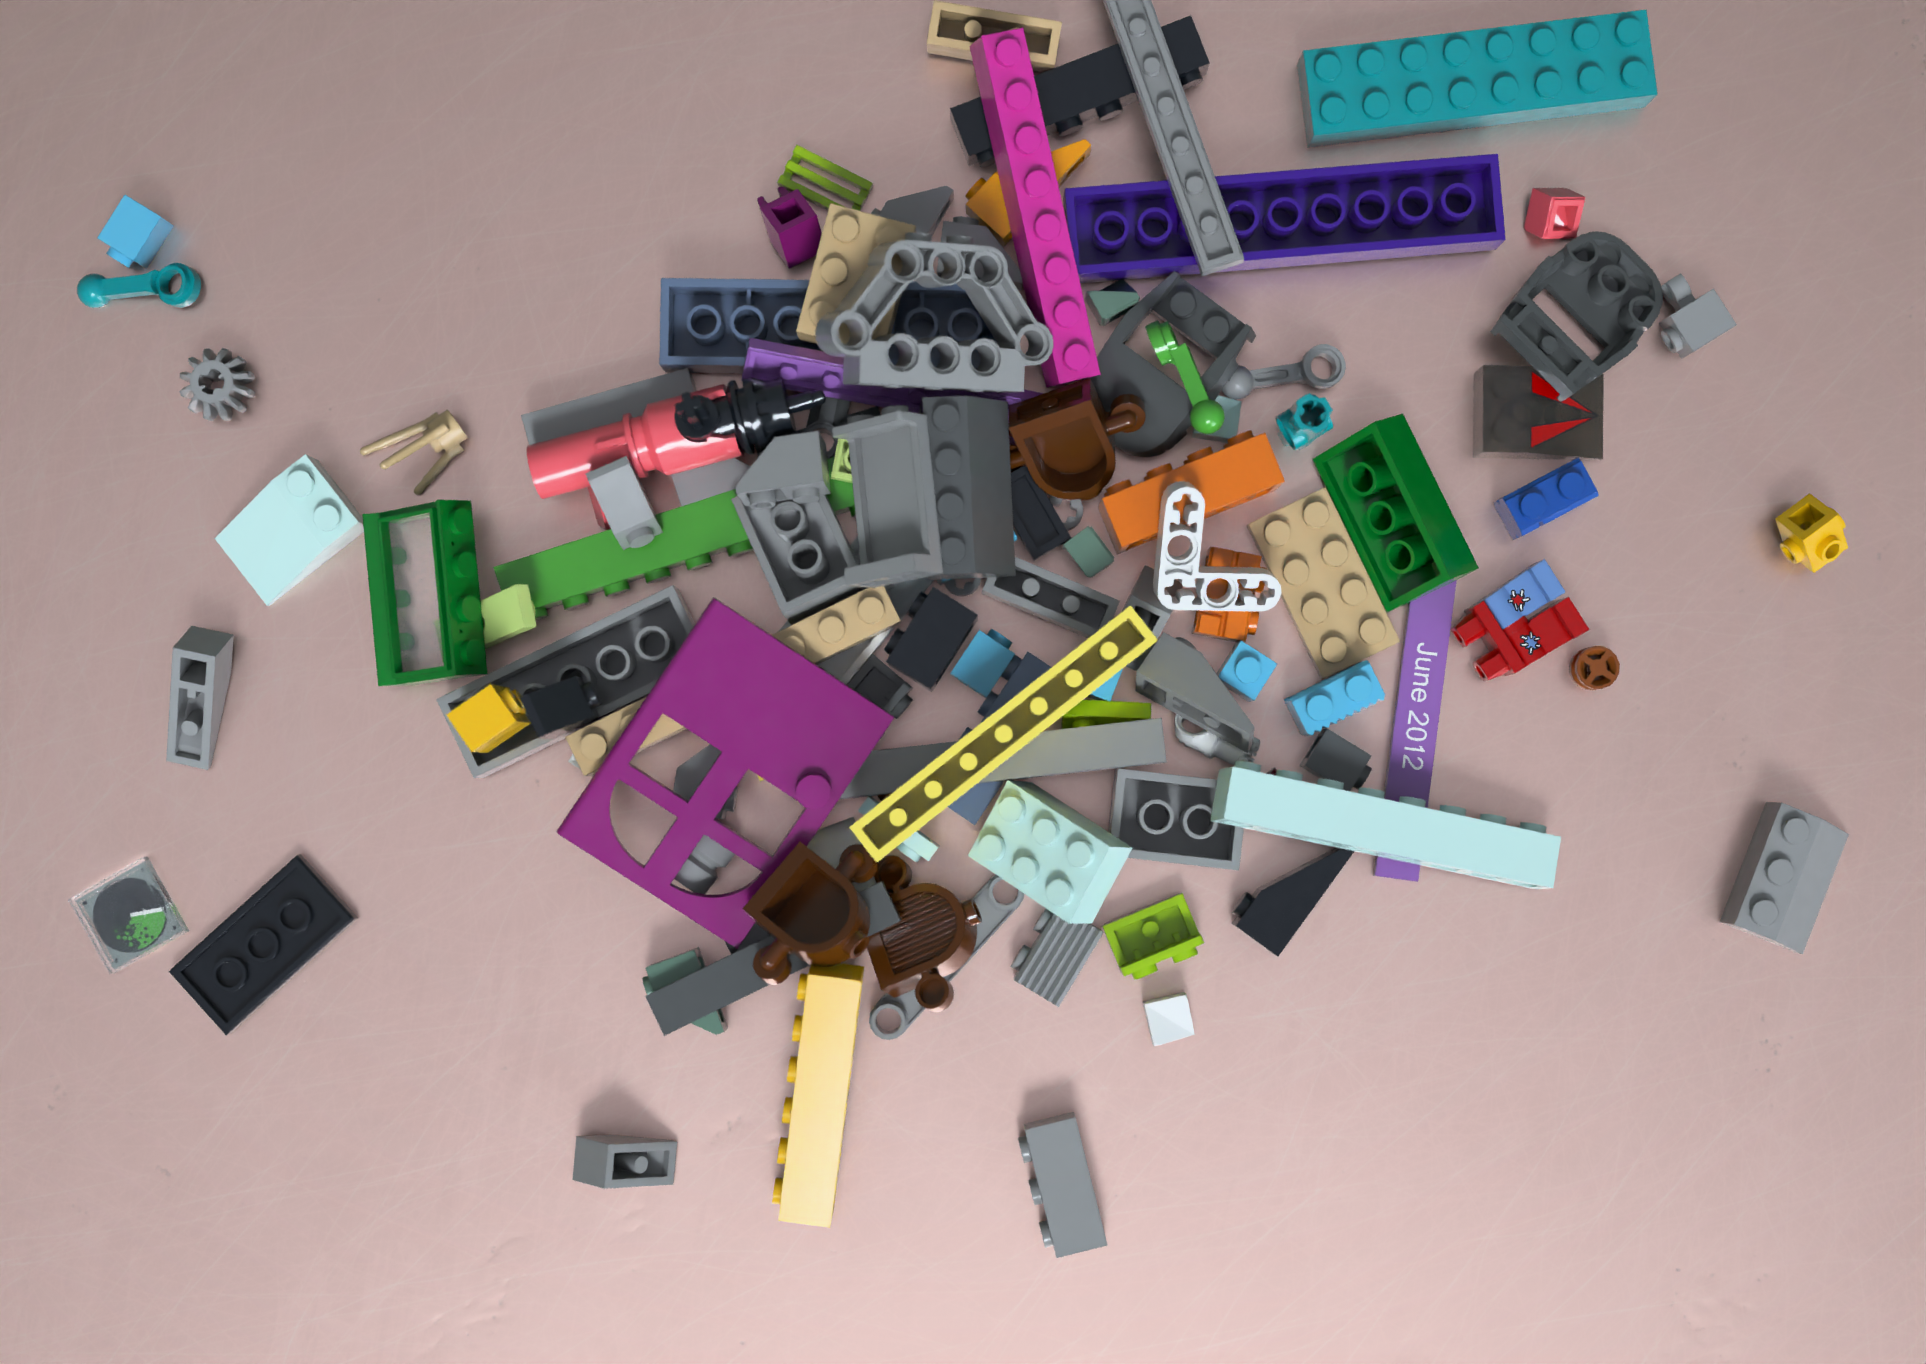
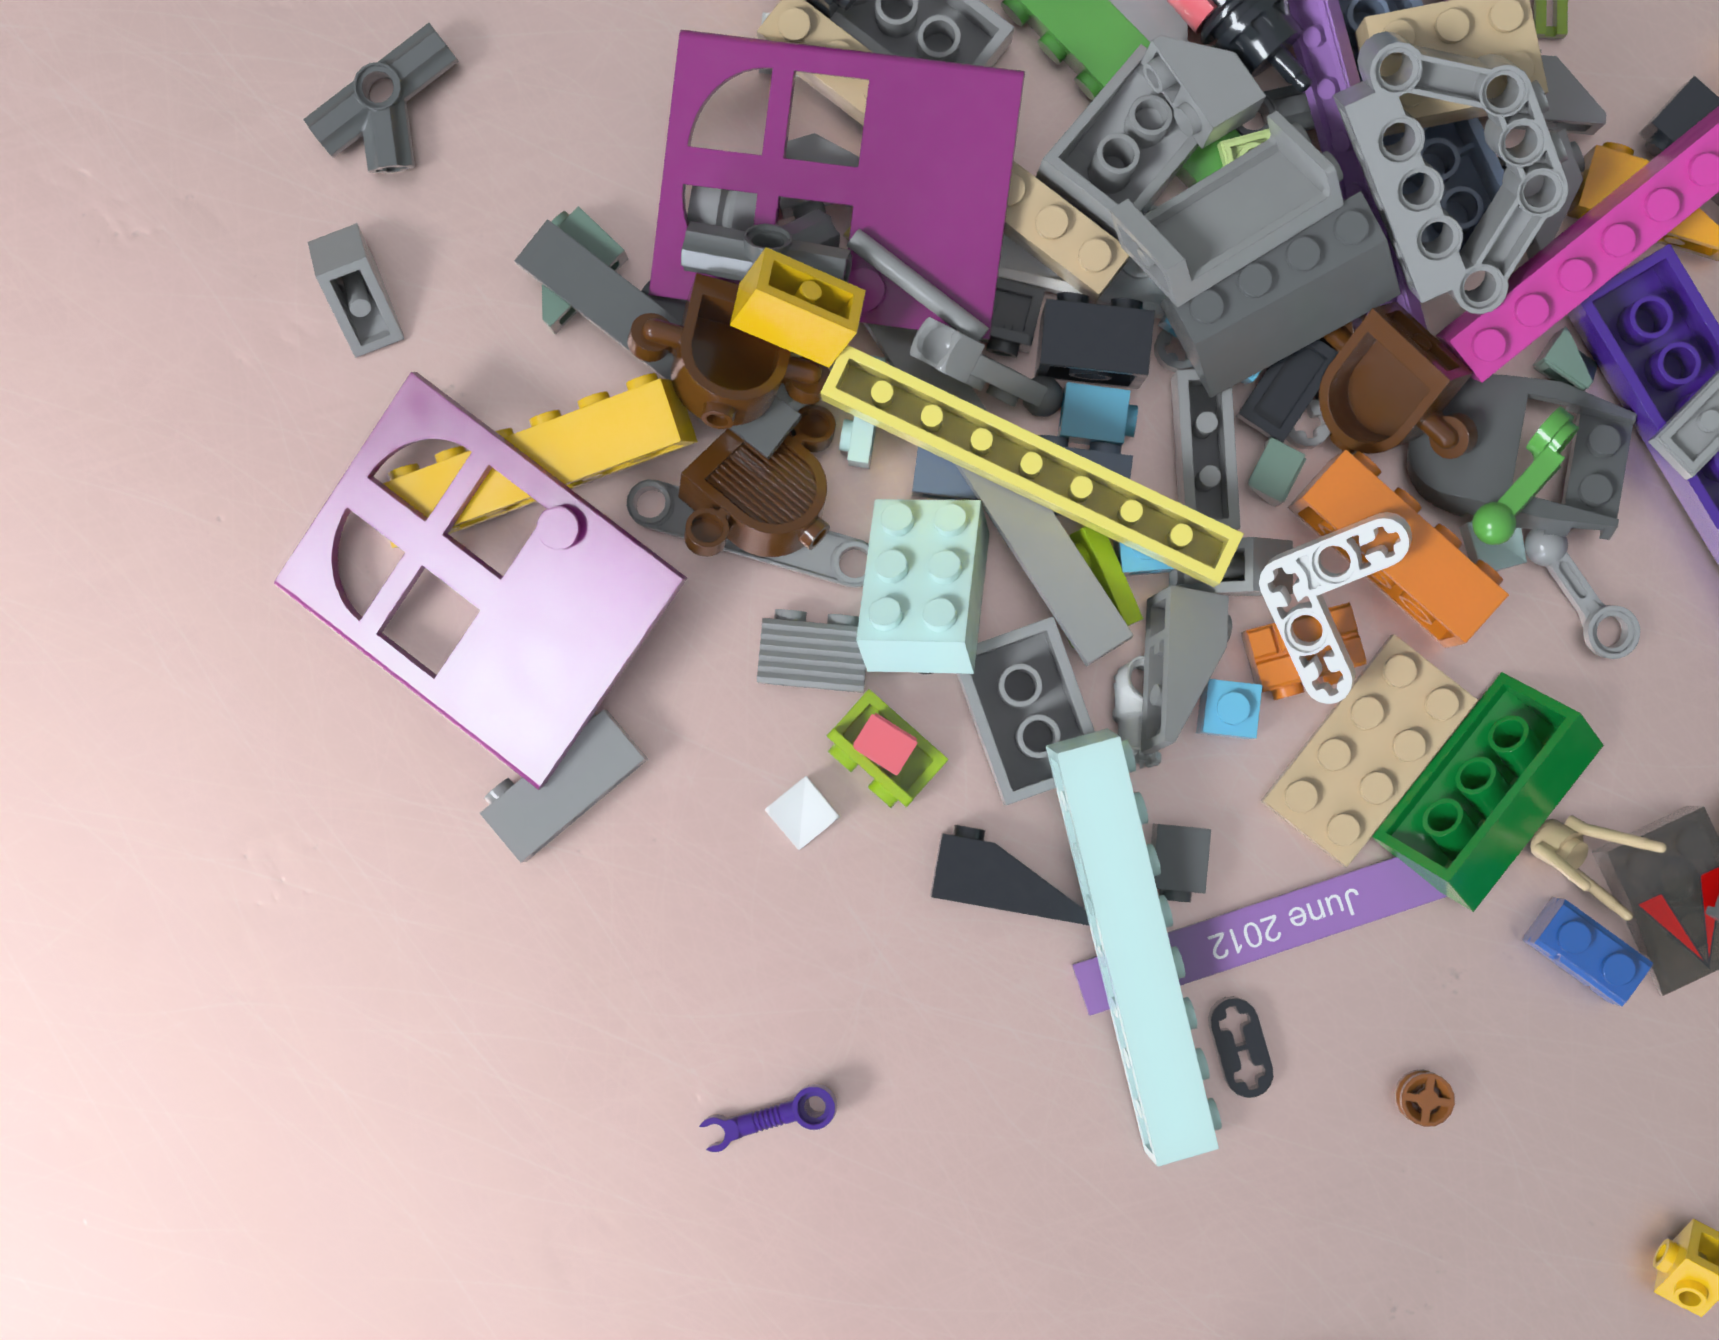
camera: 65 degrees right, 0 degrees up
(514, 1078) = (386, 123): none -> dark grey piece
(758, 847) = (733, 252): none -> dark grey piece
(807, 849) = (797, 307): none -> yellow brick
(831, 751) = (916, 286): none -> light grey bar
(904, 742) = (962, 359): none -> light grey plate
(947, 1144) = (545, 631): none -> door
(1150, 935) = (885, 743): none -> coral slope
(1304, 421) = (1542, 635): teal piece -> none
(1335, 698) = (1248, 823): medium azure brick -> none
(1383, 1130) = (784, 1113): none -> dark purple brick
(1465, 478) = (1566, 851): none -> tan plant
(1494, 772) = (1253, 1043): none -> black beam
(1507, 632) = (1417, 979): red hips -> none

